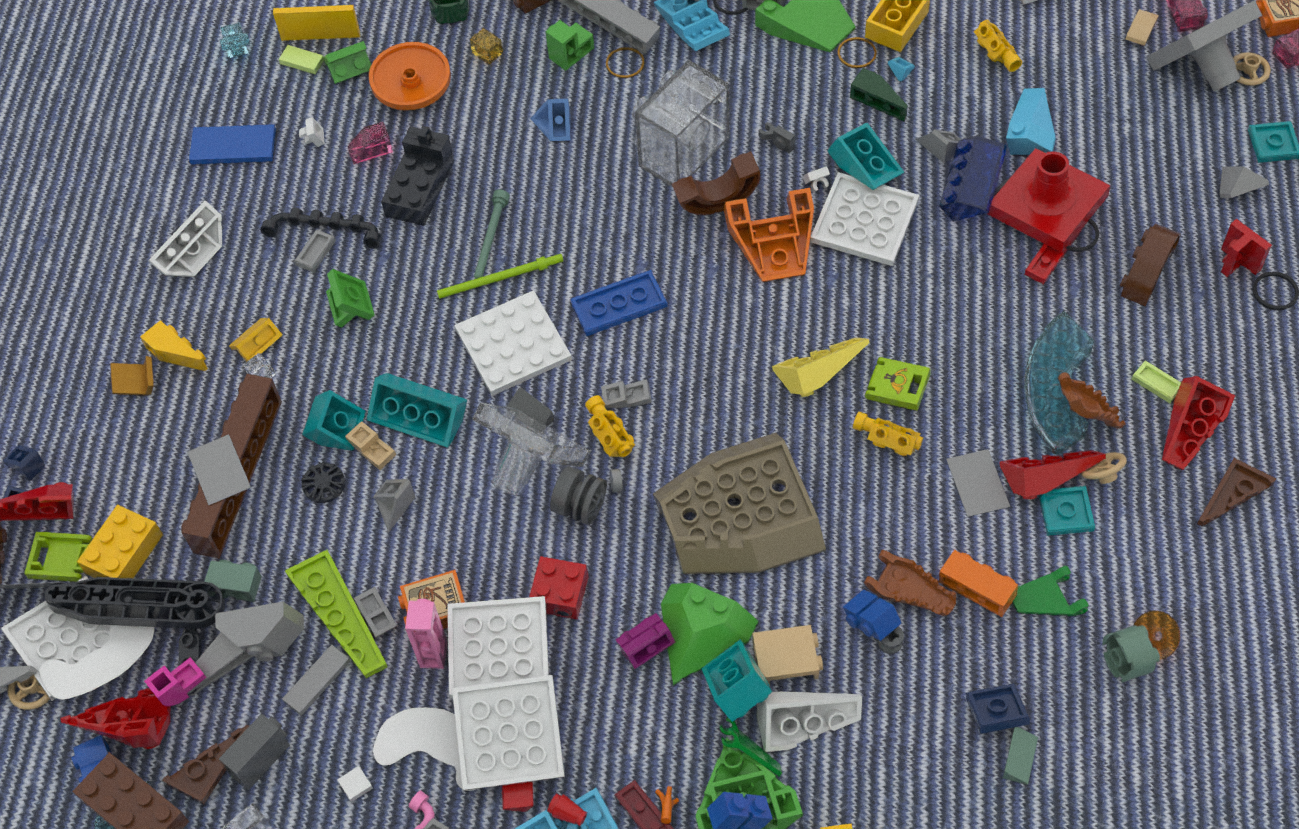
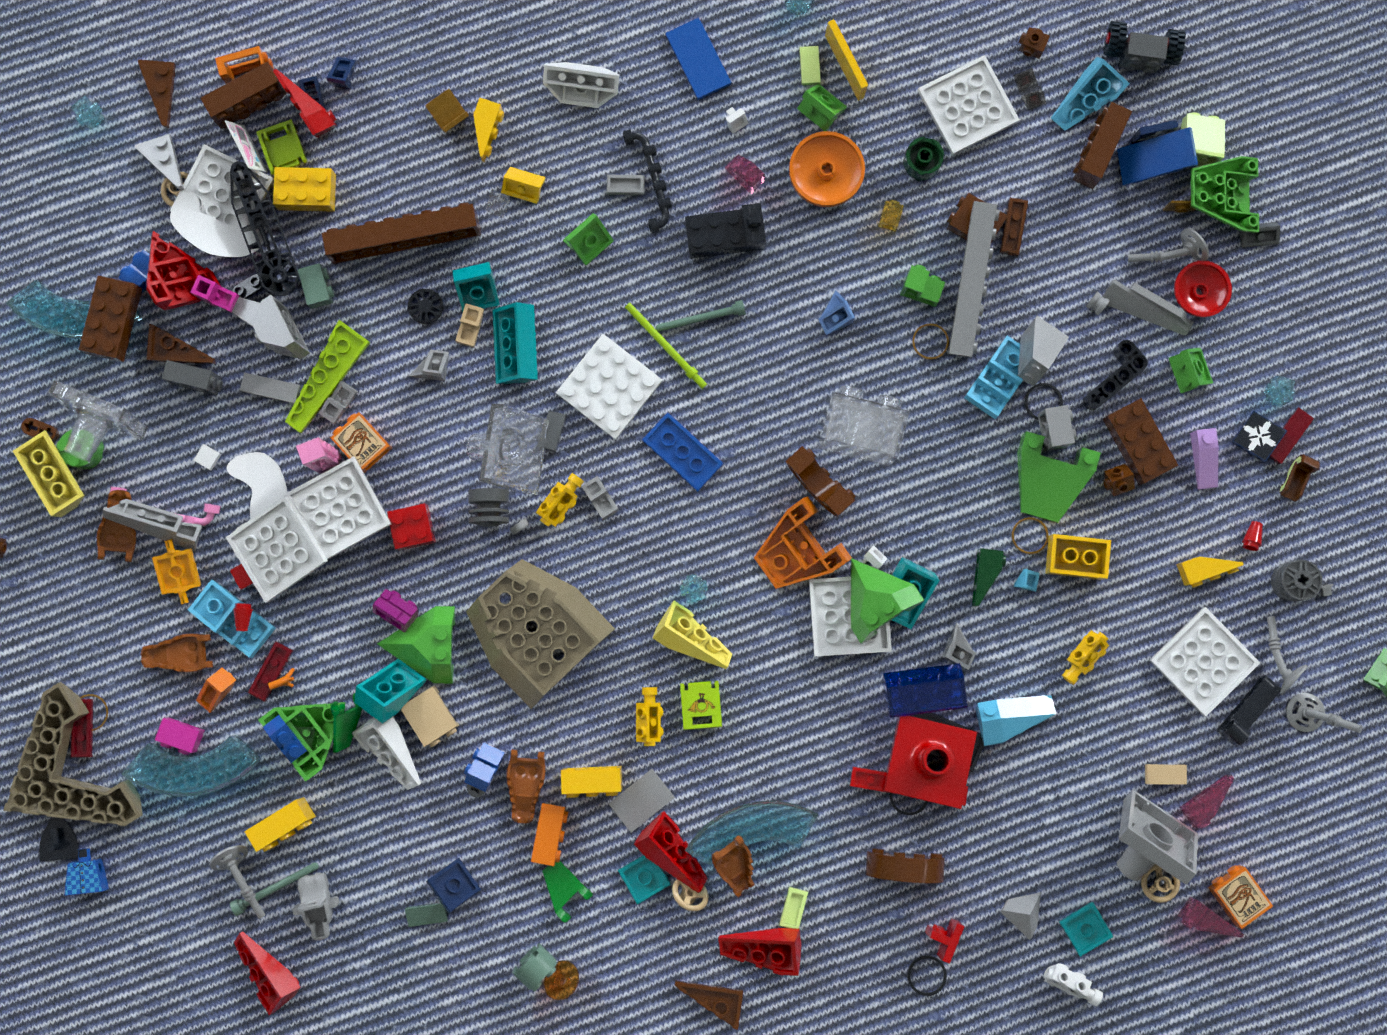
camera: 60 degrees right, 25 degrees up
(218, 469) = (382, 230): light grey sticker -> none
(769, 340) = (694, 596): none -> clear light blue brick
(781, 138) = (901, 512): dark grey plate -> none
(861, 179) = (877, 599): none -> bright green wedge
(936, 511) = (591, 781): none -> yellow brick

